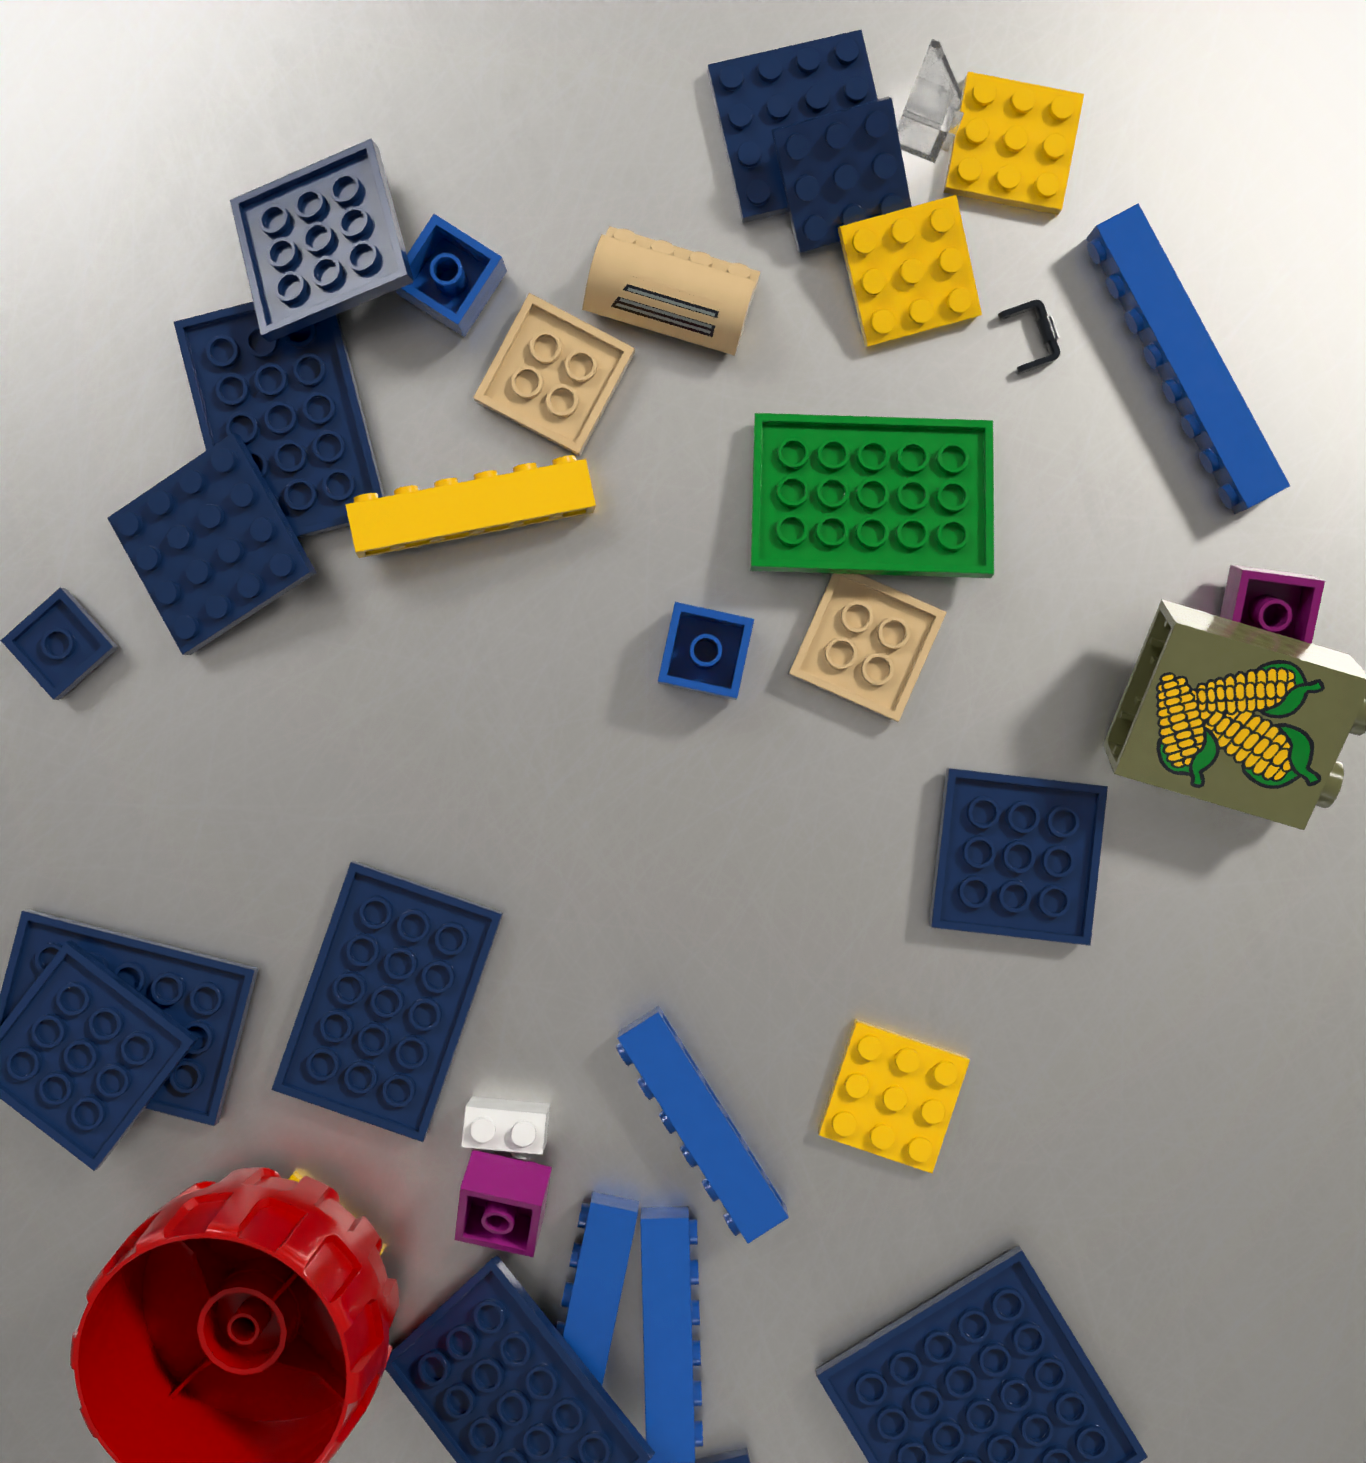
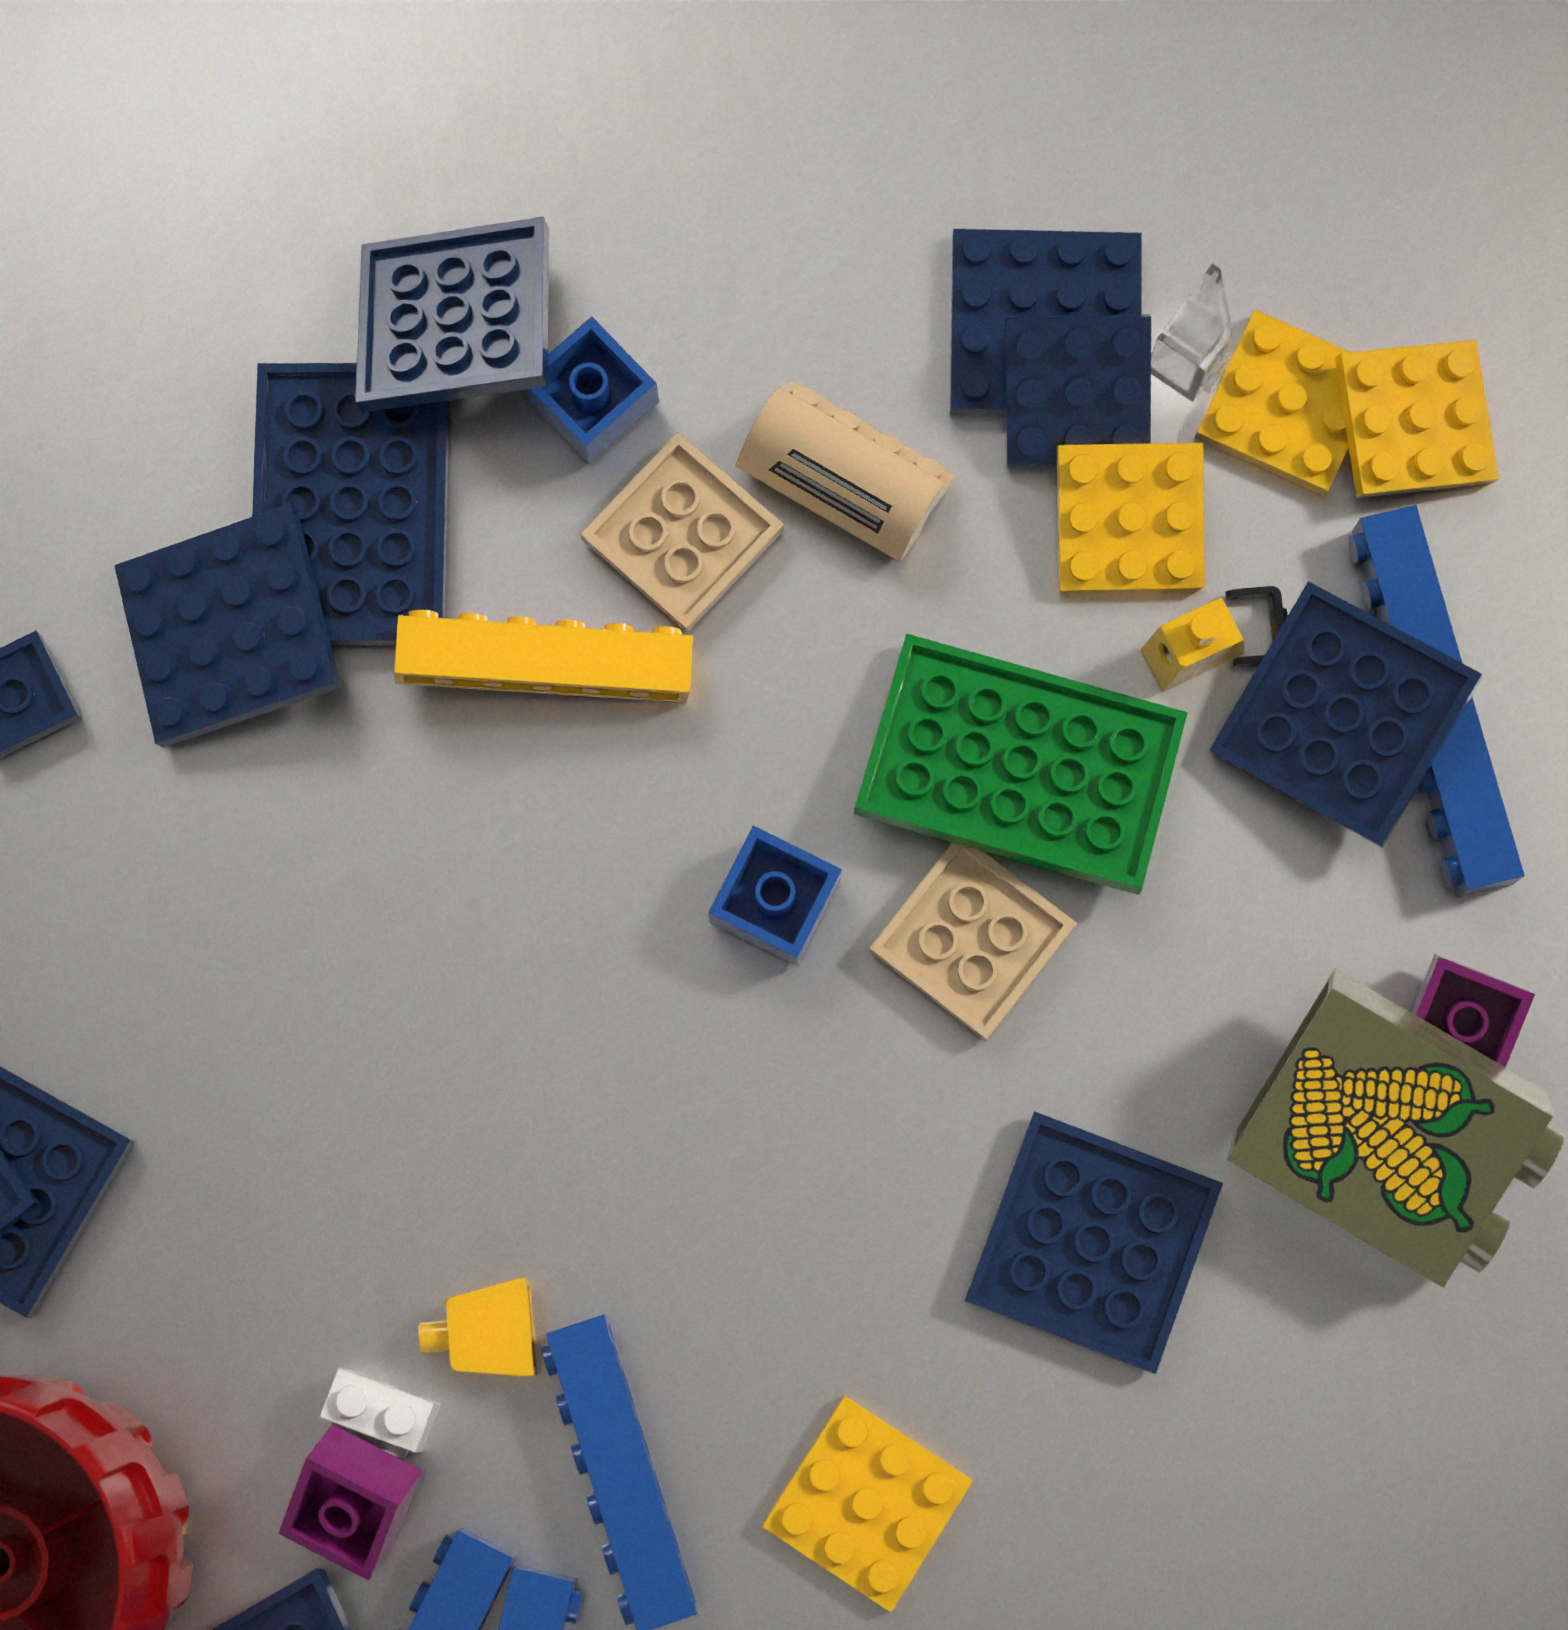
camera: 20 degrees right, 10 degrees down
(387, 1001) = (278, 1222): dark blue plate -> none
(571, 1045) = (486, 1331): none -> yellow torso
(986, 363) = (1195, 642): none -> yellow torso
(1119, 130) = (1416, 418): none -> yellow plate
(1121, 389) = (1346, 713): none -> dark blue plate

